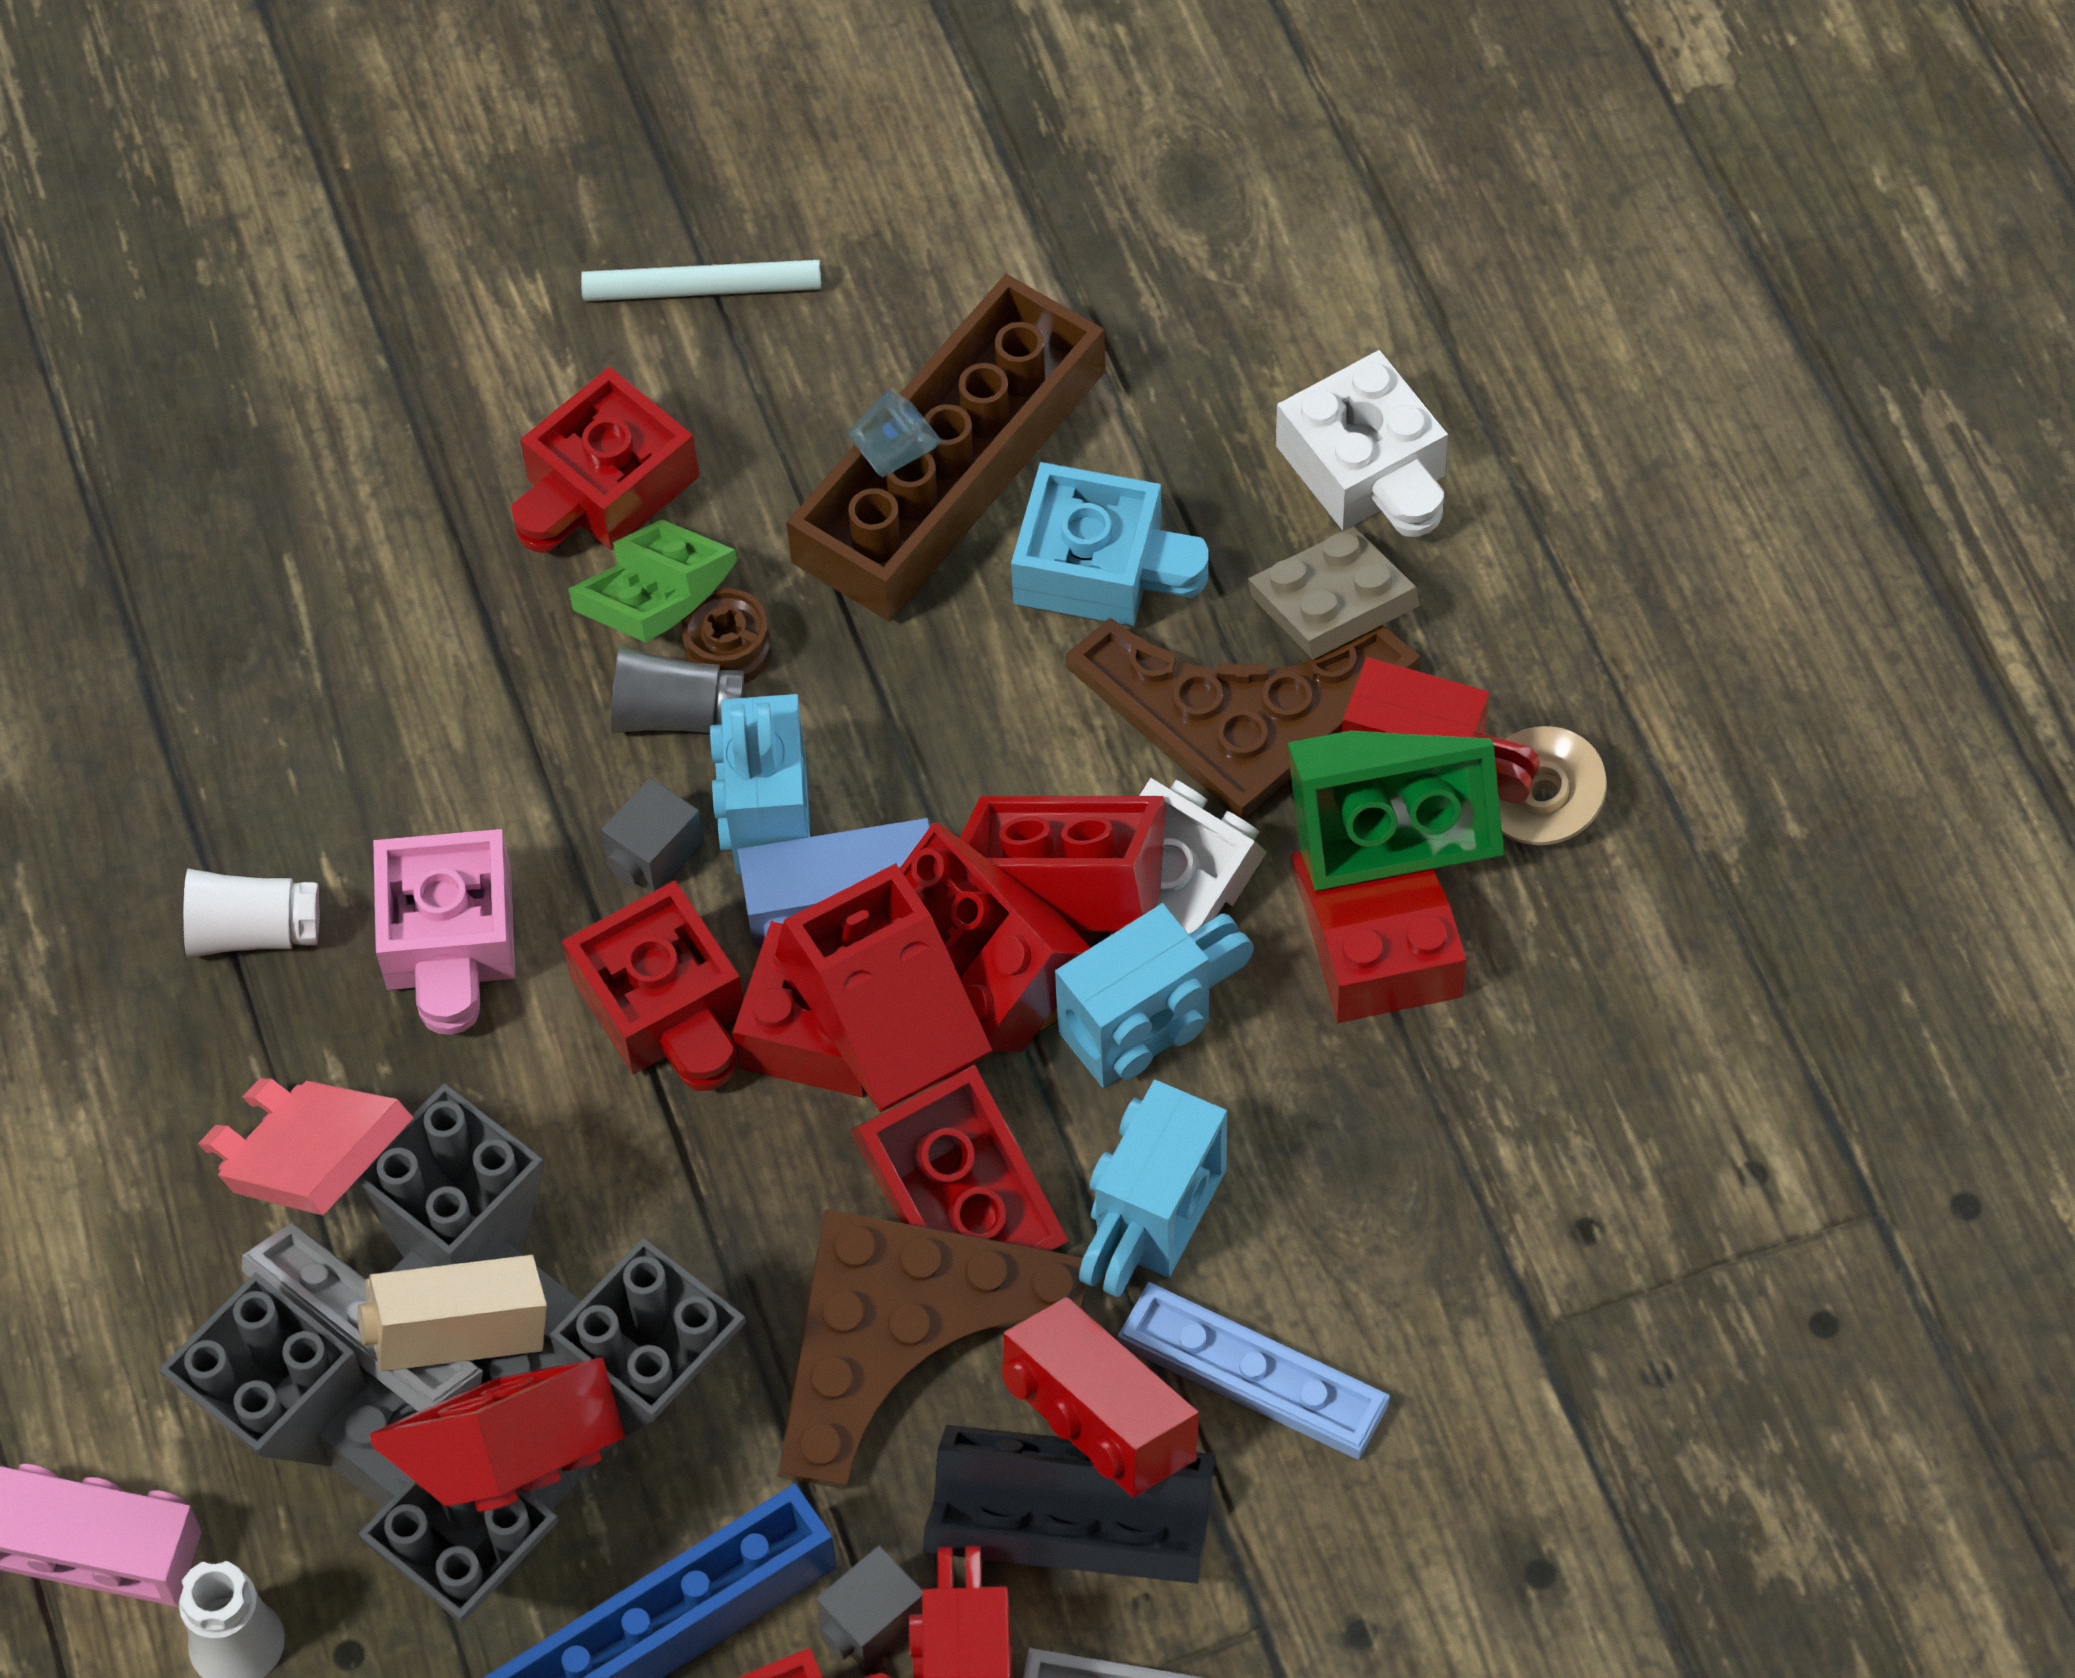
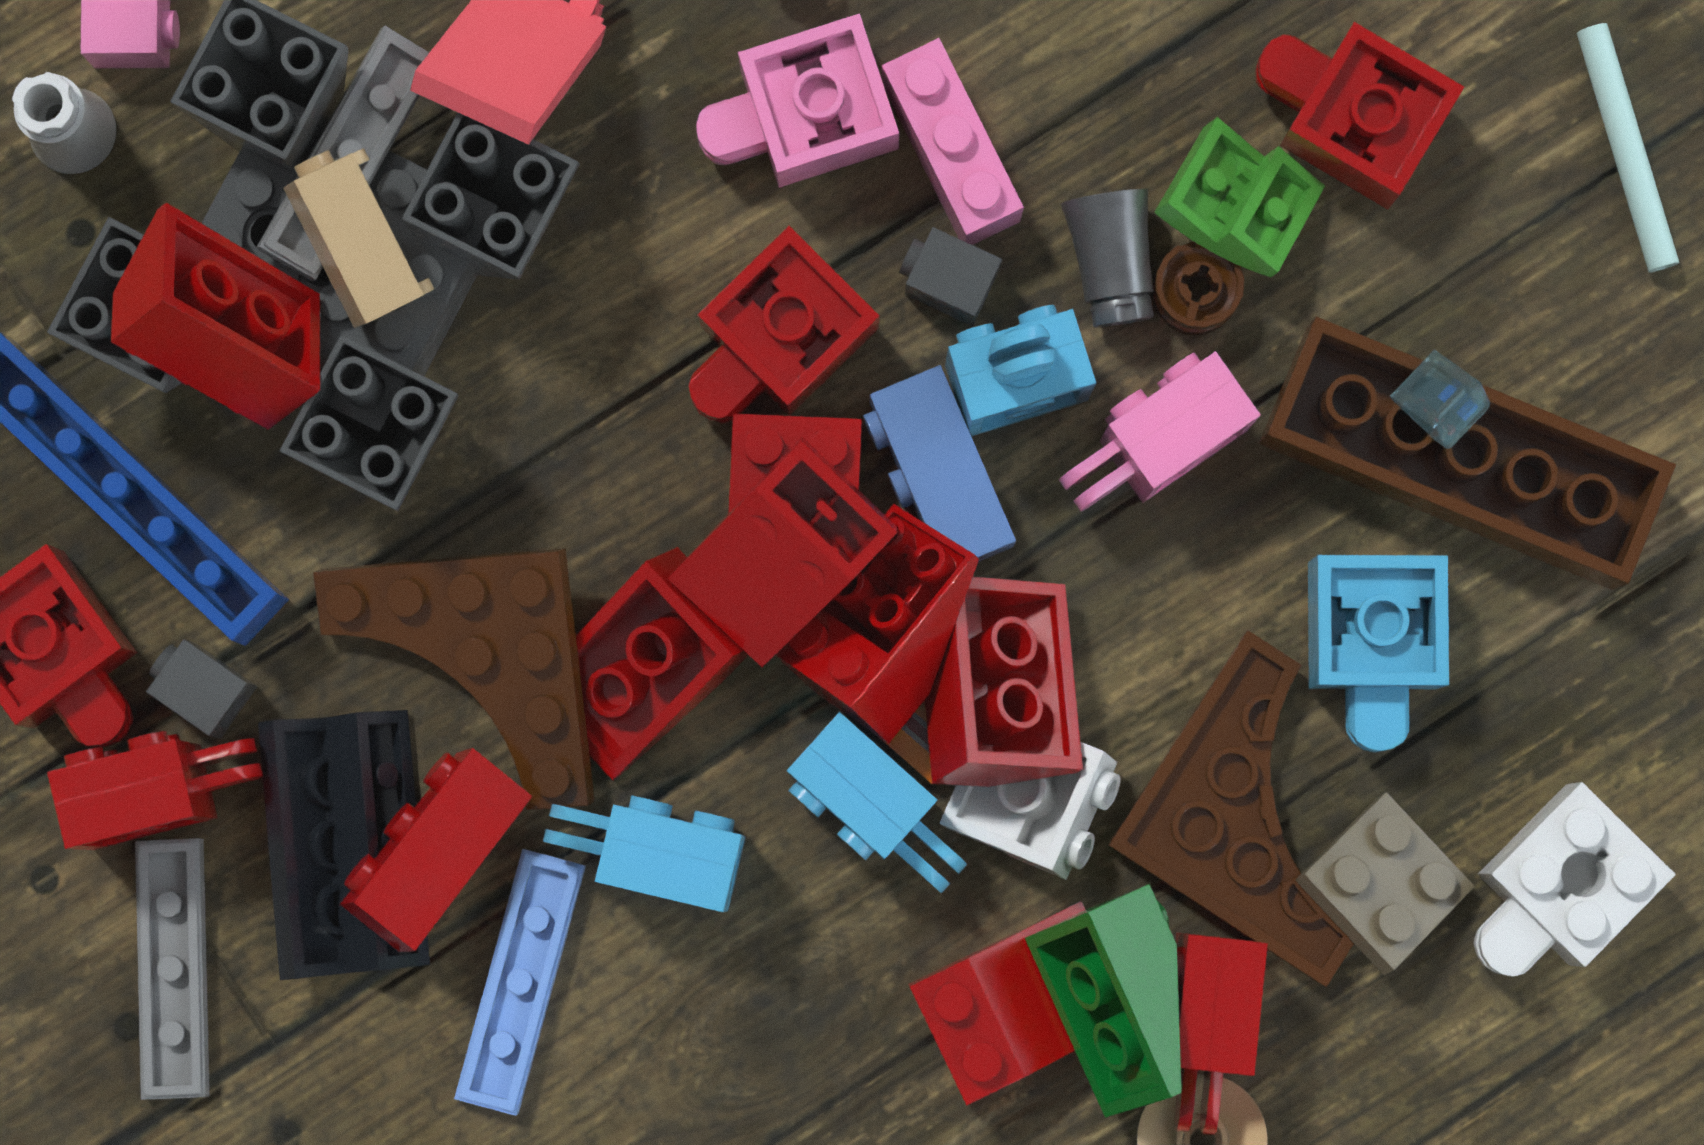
camera: 75 degrees right, 25 degrees up
(535, 802) = (951, 143): none -> bright pink brick
(857, 668) = (1169, 432): none -> bright pink brick

